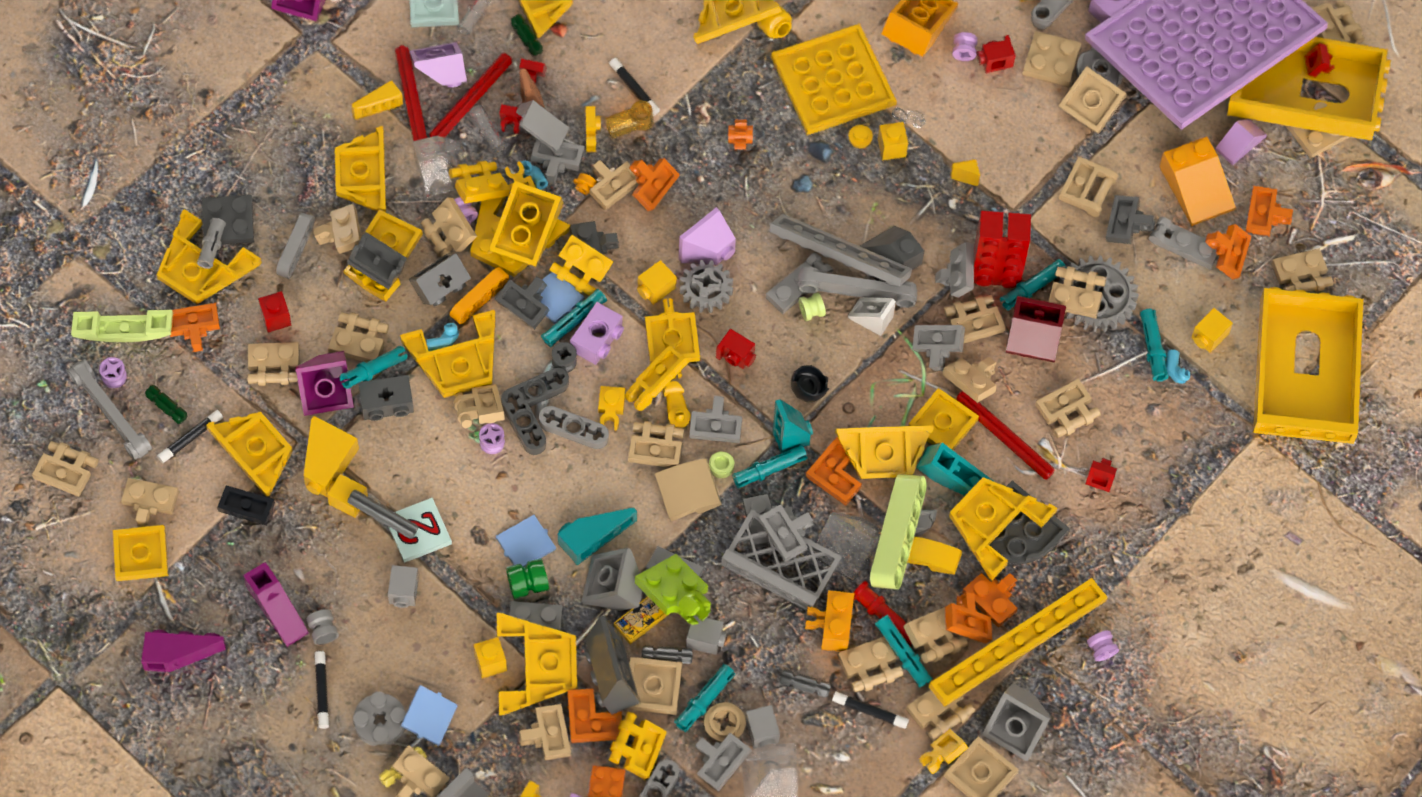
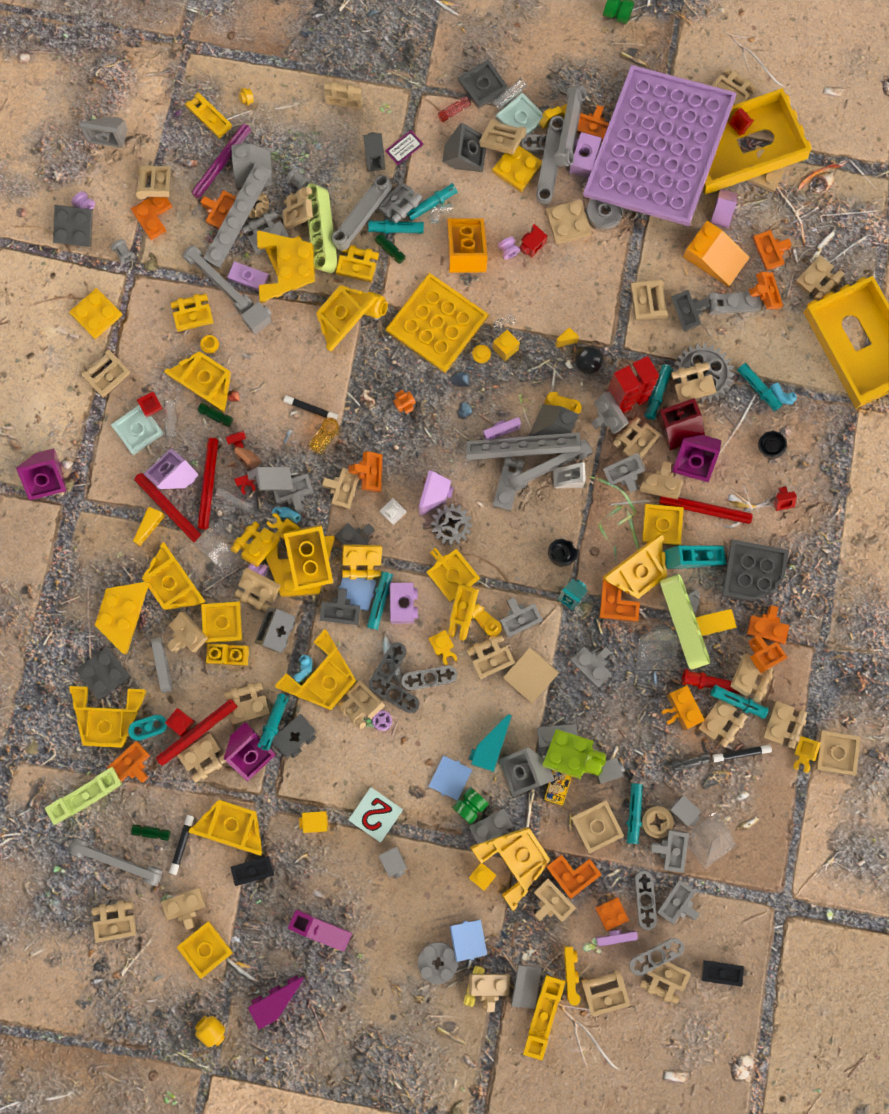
camera: 30 degrees left, 15 degrees up
(88, 635) = (210, 1031): none -> yellow head
(114, 367) = (96, 834): lavender wheel -> none
(211, 243) = (105, 701): light grey pin -> none
(236, 295) = (147, 727): none -> teal plate
(284, 331) = (196, 732): none -> red axle
(288, 170) = (120, 613): none -> yellow wing
(321, 687) = (386, 966): black bar -> none
(322, 627) = (359, 924): light grey wheel -> none
(327, 455) = (282, 802): yellow slope -> none
(377, 260) = (226, 645): dark grey hinge -> none
(382, 514) = (348, 823): dark grey axle -> none
(479, 295) = (307, 624): light orange beam -> none
(568, 361) = (393, 635): dark grey wheel -> none
(584, 183) = (324, 499): light orange plate -> none
(592, 124) = (302, 453): yellow plate -> none
(610, 667) = (567, 836): dark grey slope -> none
(644, 749) = (620, 875): yellow plate -> none
(651, 239) = (393, 511): none -> white tile
(656, 282) = (417, 542): yellow brick -> none
(668, 654) = (591, 798): dark grey axle -> none
(721, 464) = (540, 643): yellowish green tile -> none
(736, 350) = (500, 558): red brick -> none
(760, 470) = (575, 622): teal pin -> none
(775, 581) = (624, 705): light grey fence -> none
(786, 531) = (617, 670): light grey hinge -> none
(812, 306) = (528, 496): yellowish green wheel -> none
(830, 222) = (502, 428): none -> lavender plate
(927, 243) = (554, 399): none -> yellow piece
(973, 203) = (589, 359): none -> black hair
(987, 512) = (733, 576): yellow wing -> none
(1017, 642) = (806, 650): yellow plate -> none
(1017, 722) = (839, 703): light grey slope -> none
(1030, 373) = (697, 457): none -> magenta slope
(1063, 402) = (729, 462): tan plate -> none
(1092, 100) = (615, 237): tan plate -> none
(1103, 645) = (858, 618): lavender wheel -> none
(1126, 410) = (772, 444): none -> black hair
(1211, 330) = (790, 355): yellow brick -> none

